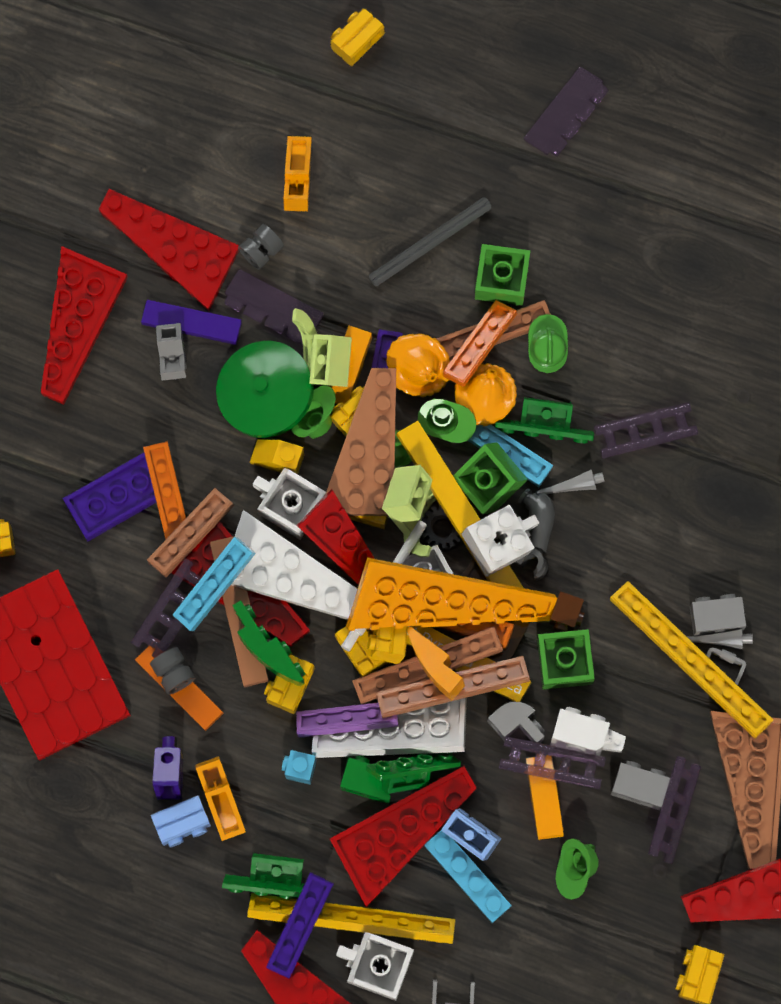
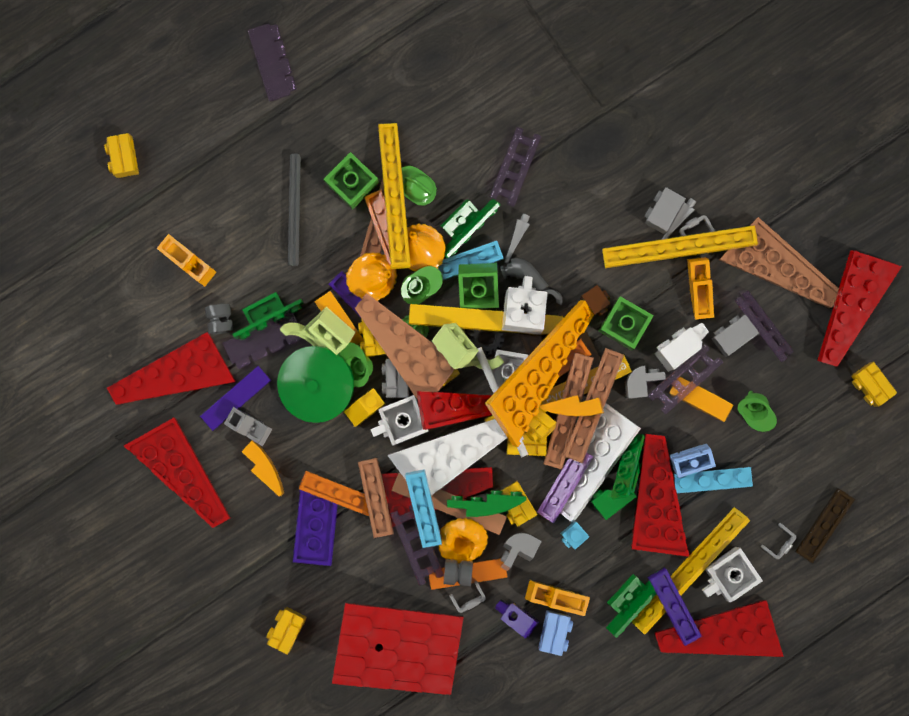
camera: 55 degrees left, 10 degrees up
(140, 399) = (264, 467): none -> light orange slope
(150, 713) = (470, 604): none -> light grey piece
(211, 653) = (462, 540): none -> light orange piece
(248, 716) = (521, 545): none -> light grey brick
(301, 286) = (265, 311): none -> green bracket
(320, 469) = (395, 385): none -> light grey brick
(518, 327) = (394, 196): none -> yellow tile
(664, 714) = (701, 287): none -> light orange slope

